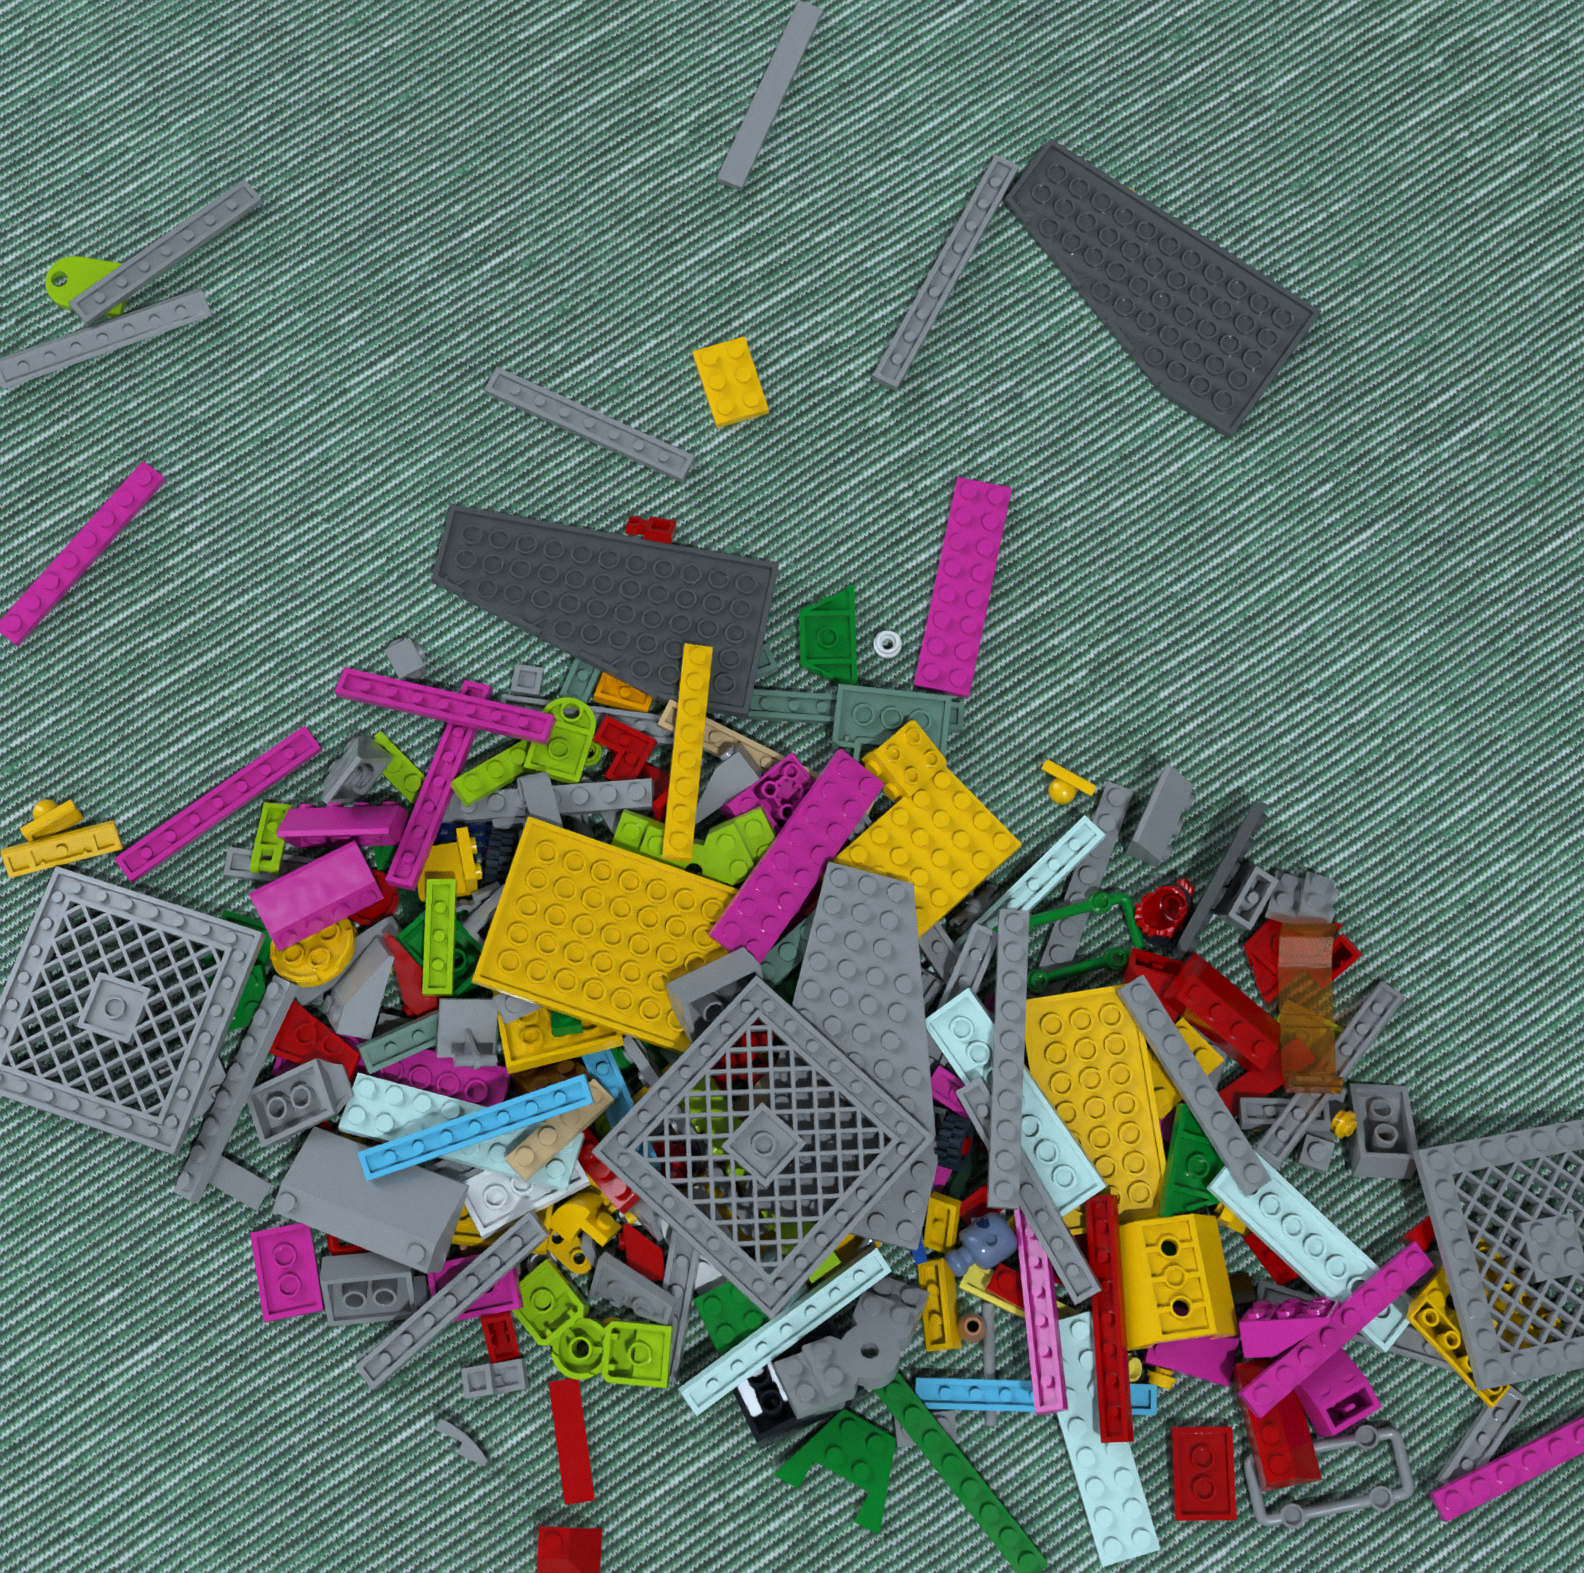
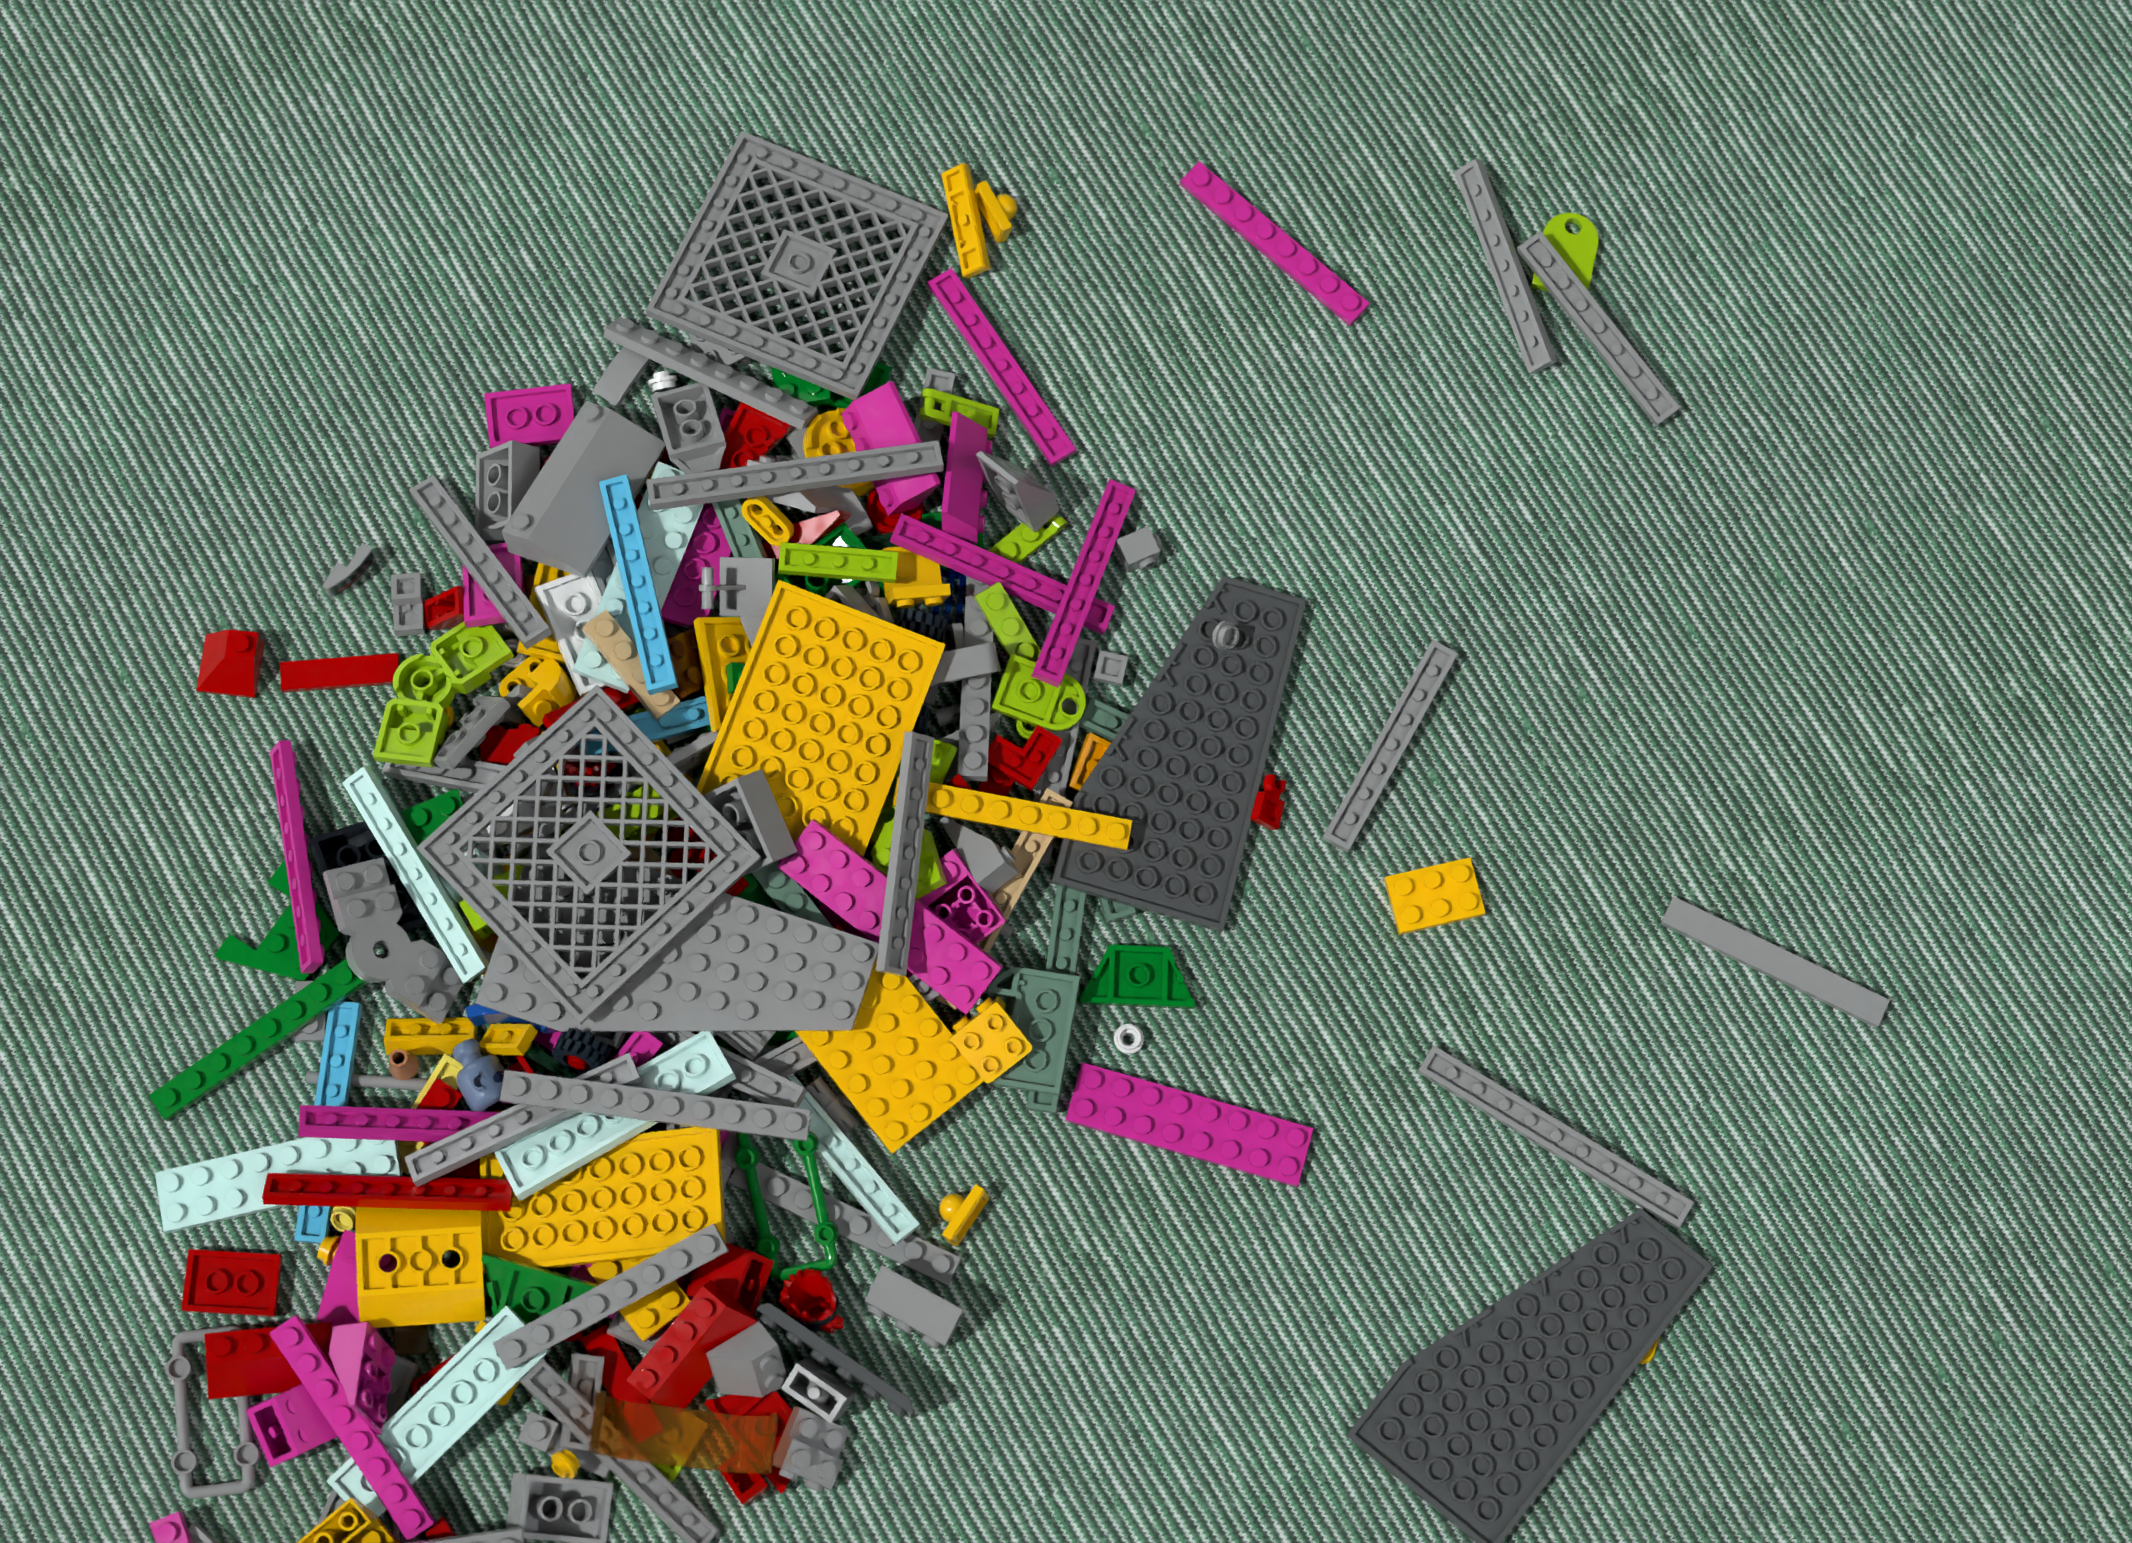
camera: 90 degrees right, 0 degrees up
(244, 1139) = (662, 381): none -> white plate
(357, 979) = (794, 475): none -> light grey plate
(398, 1011) = (767, 519): none -> yellow plate
(494, 570) = (1225, 635): none -> light grey plate
(742, 839) = (905, 854): none -> light grey plate
(772, 1458) = (295, 851): none -> dark pink plate
(1232, 958) = (748, 1364): none -> light grey slope

